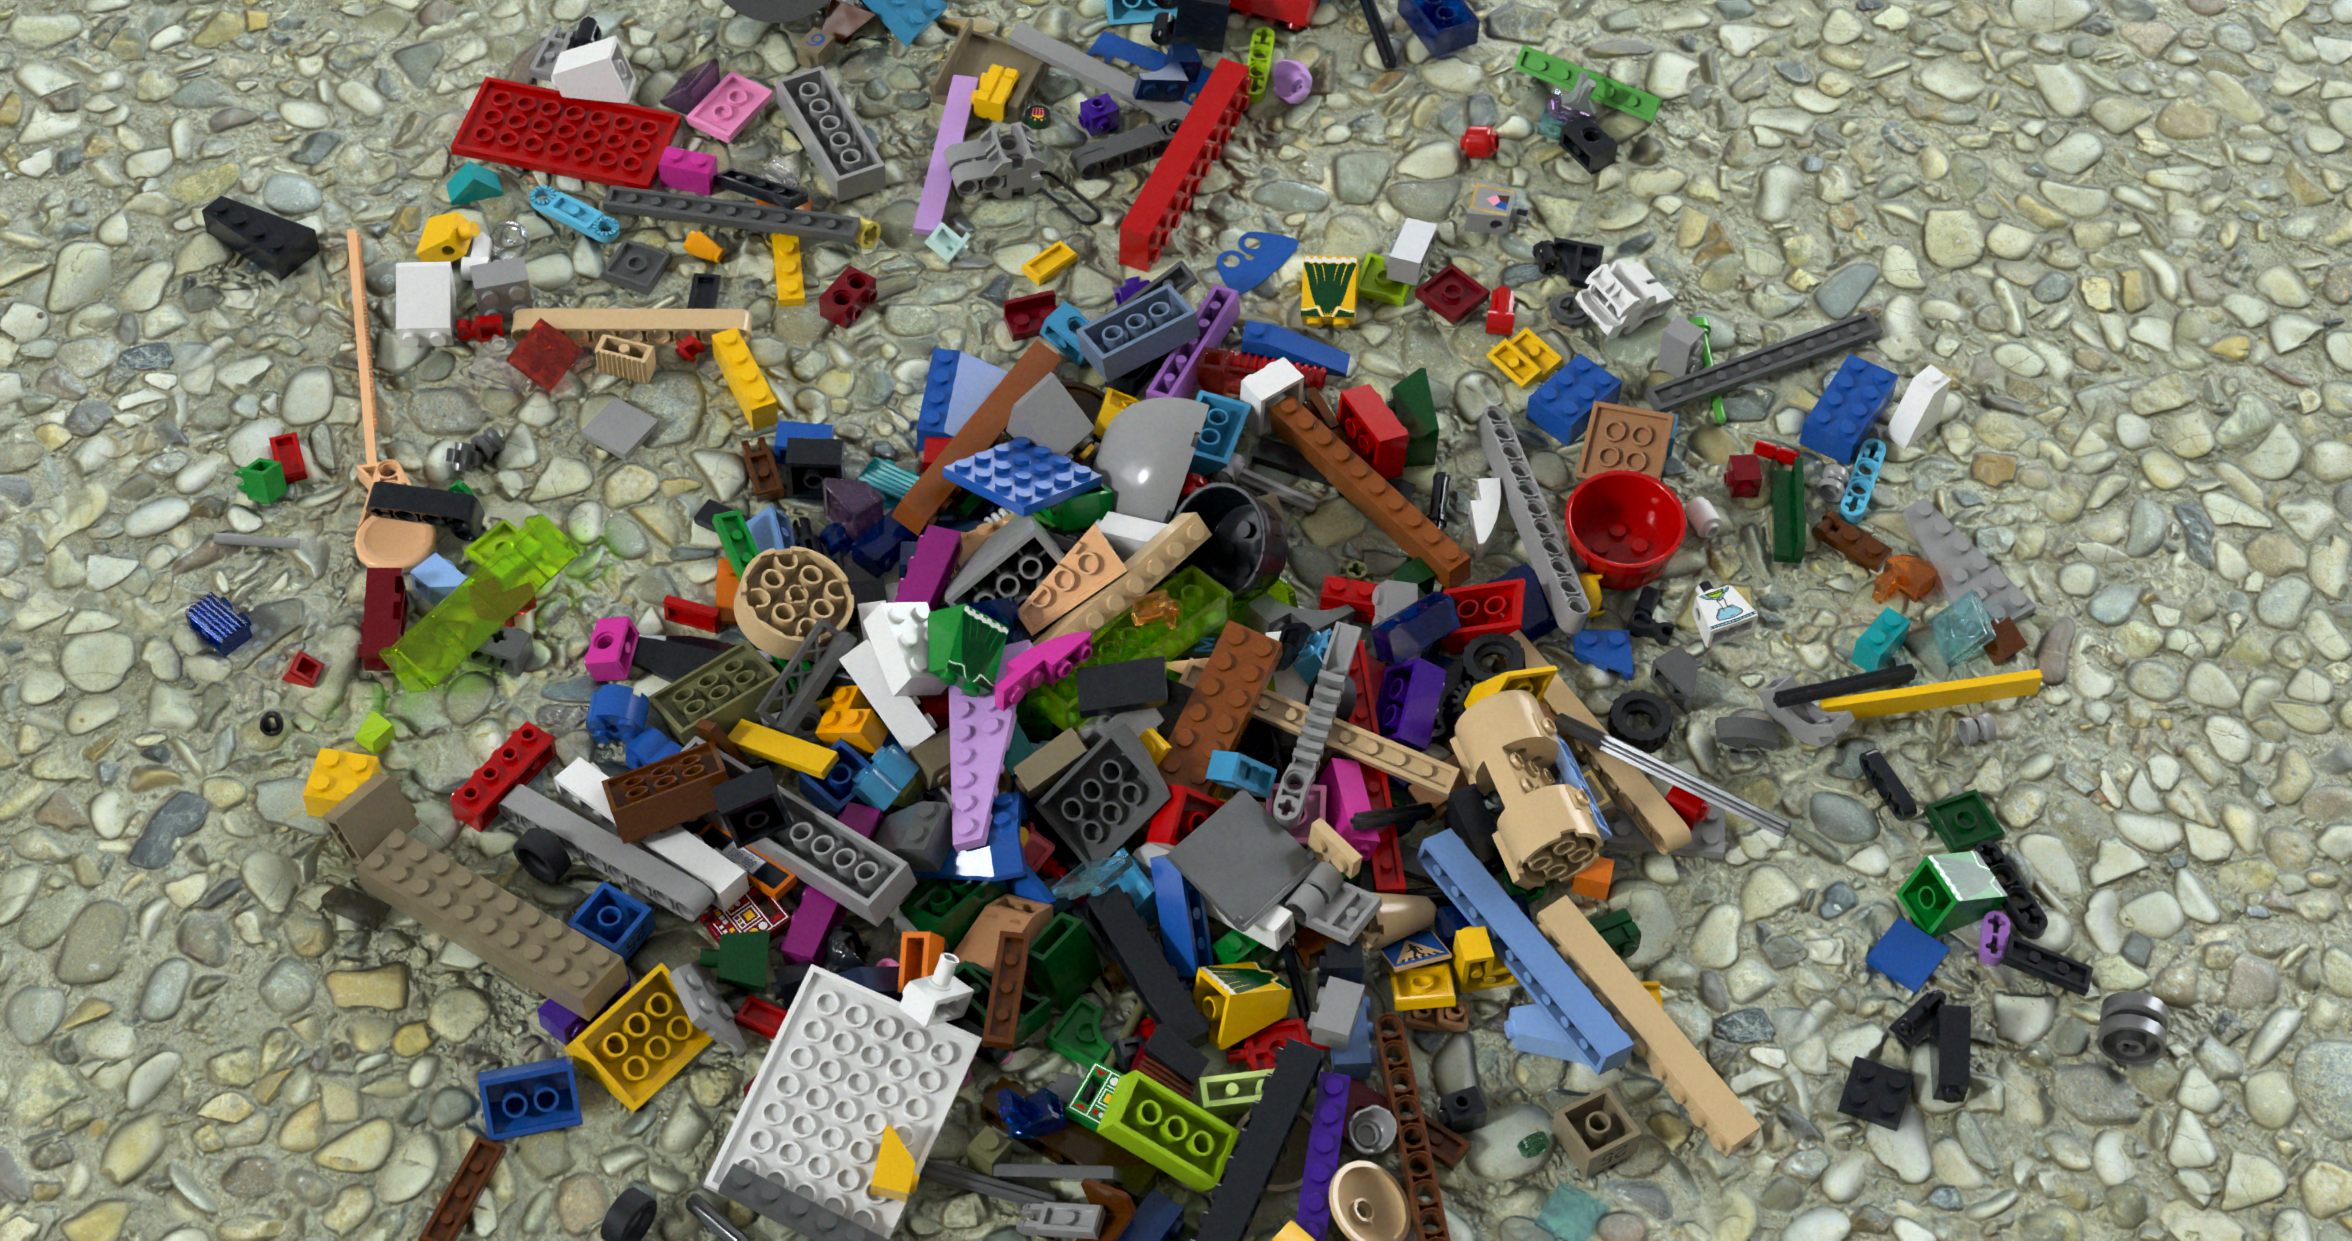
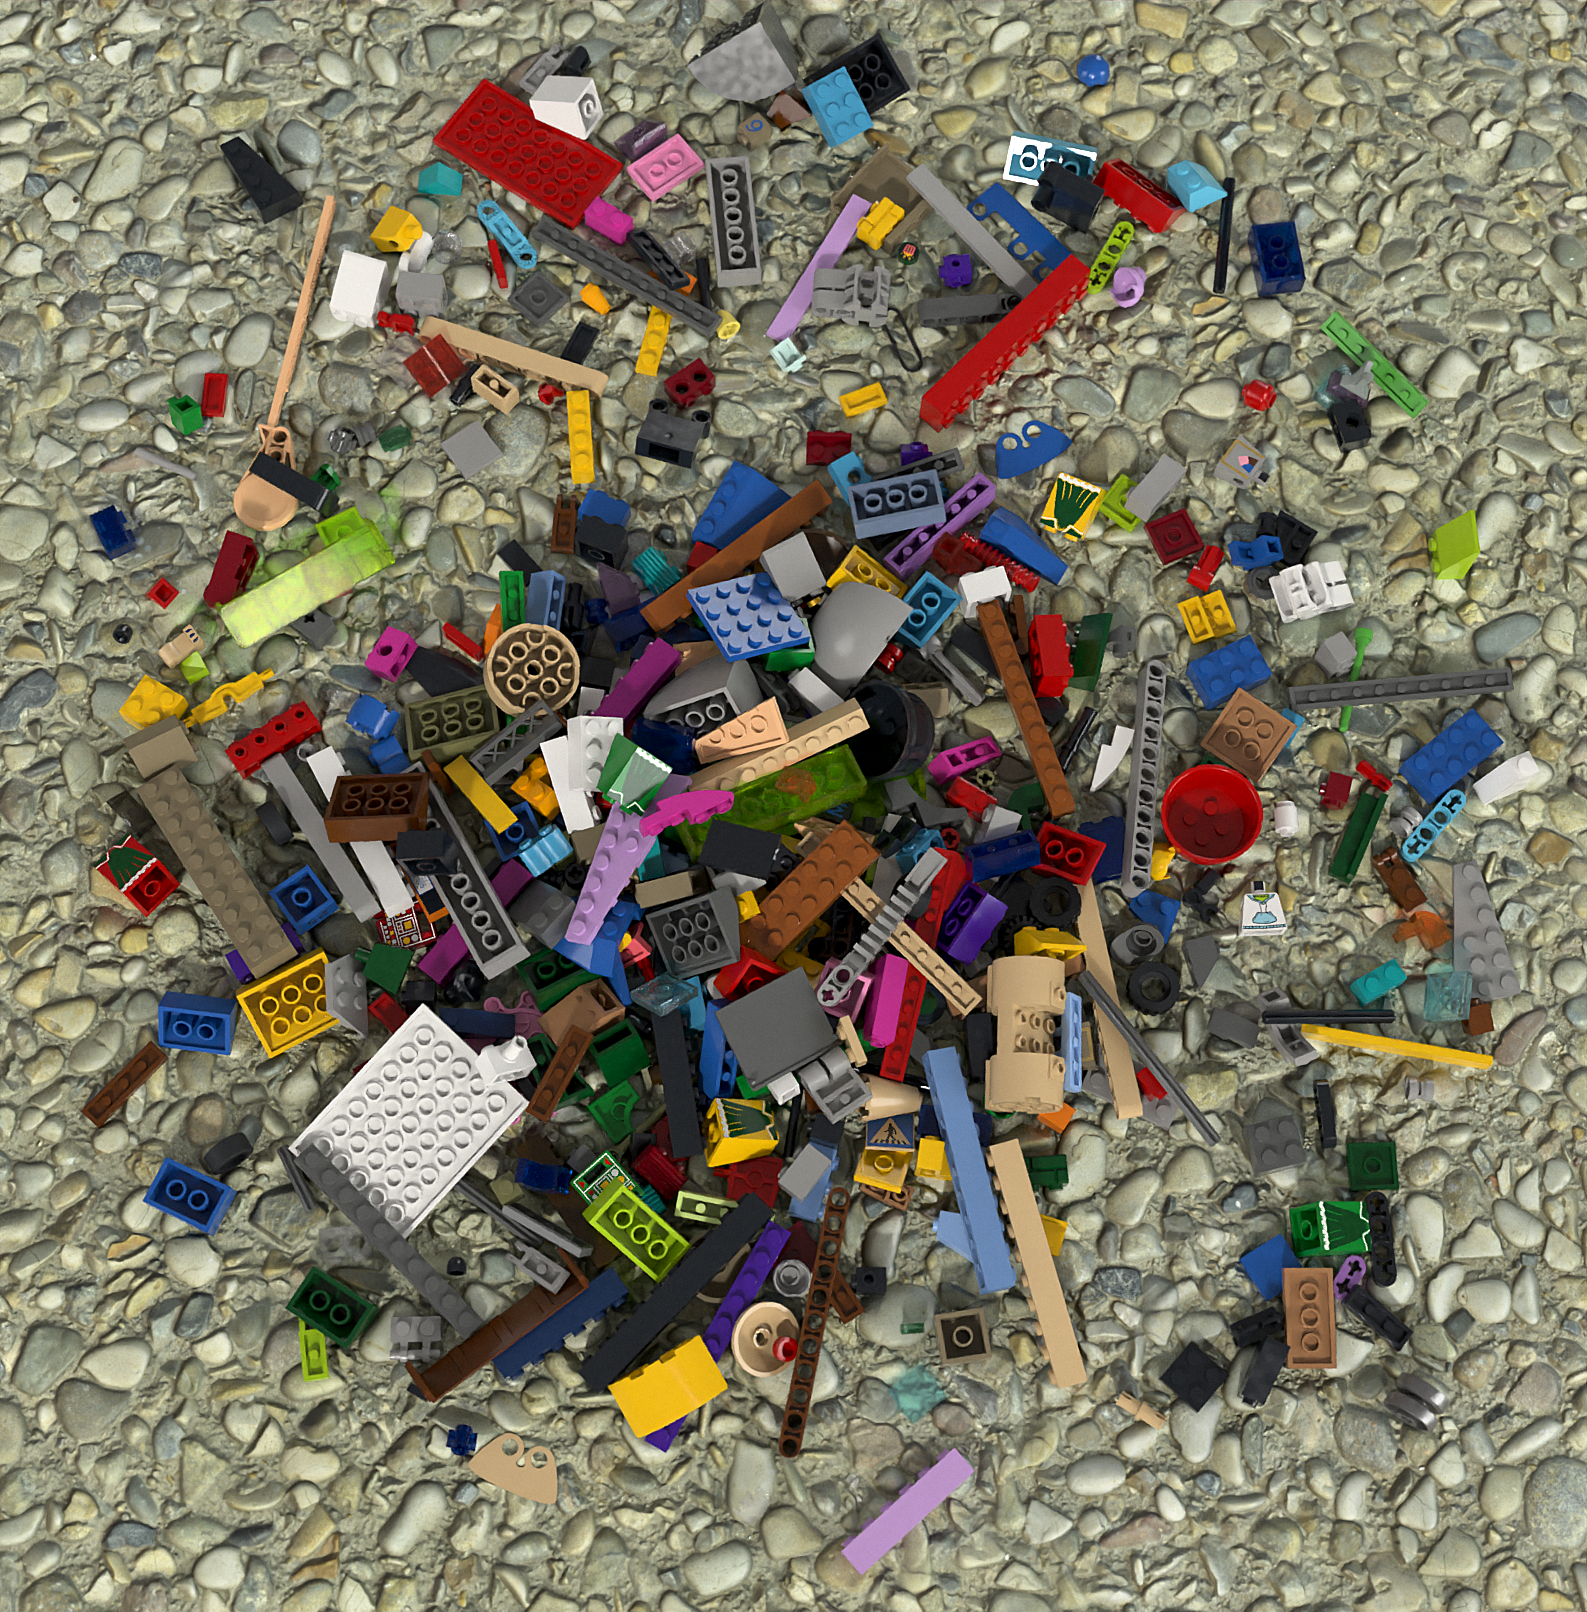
camera: 20 degrees right, 20 degrees up
(351, 715) = (181, 647): none -> tan leg
(391, 962) = (137, 874): none -> red slope
(436, 578) = (285, 547): light blue slope -> none
(438, 743) = (239, 691): none -> yellow piece
(525, 439) = (394, 438): none -> clear green brick
(544, 776) = (302, 750): none -> light grey plate
(576, 243) = (497, 264): none -> red tile
(586, 369) = (464, 387): none -> black pin
(816, 195) = (703, 283): none -> black piece
(851, 345) = (671, 437): none -> black piece
(894, 1169) = (427, 1187): yellow slope -> none
(918, 956) = (510, 1018): orange slope -> none
(1170, 82) = (1024, 259): dark blue arch -> none
(1176, 1055) = (668, 1166): black tile -> none
(1240, 771) = (806, 951): dark azure brick -> none
(1314, 564) = (963, 759): none -> dark pink slope
(1392, 816) = (914, 1020): black axle -> none
(1397, 1211) = (785, 1348): none -> red tile
(1445, 403) = (1118, 641): none -> dark grey piece
(1553, 279) = (1260, 552): none -> blue brick
(1603, 680) = (1137, 944): none -> dark grey piece
(1757, 214) = (1455, 547): none -> lime slope
(1834, 1144) = (1141, 1410): none -> tan pin
(1848, 831) = (1273, 1146): none -> dark grey brick
(1971, 979) = (1309, 1318): none -> medium nougat plate

